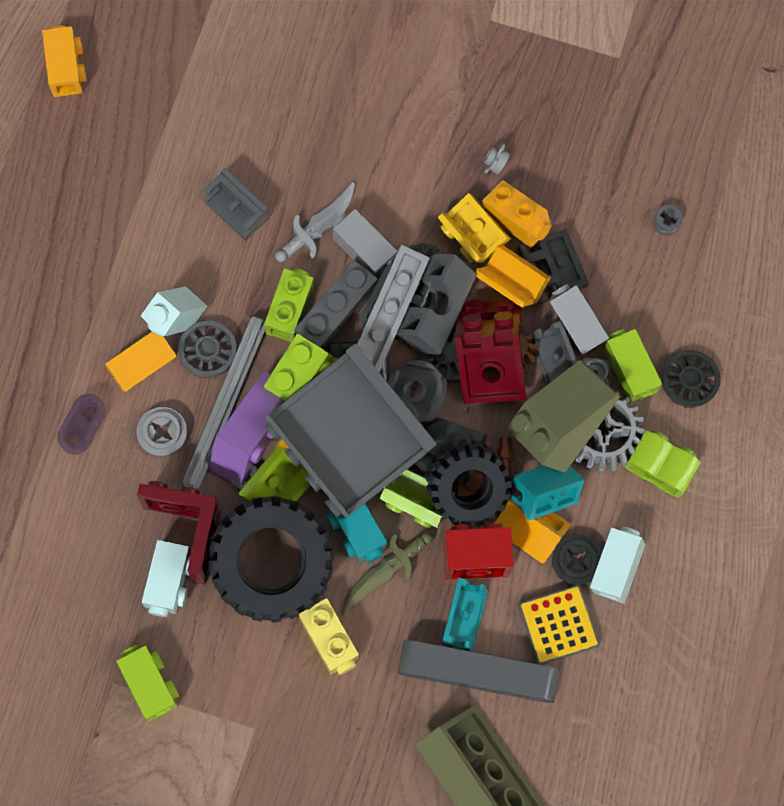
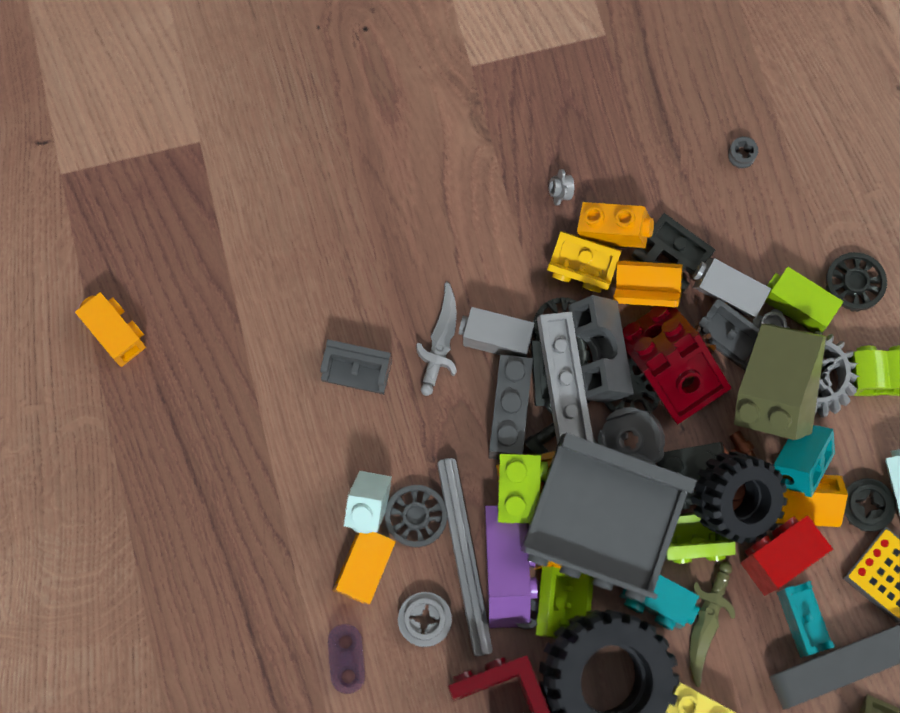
camera: 25 degrees left, 0 degrees up
(289, 304) = (465, 429): lime brick -> none

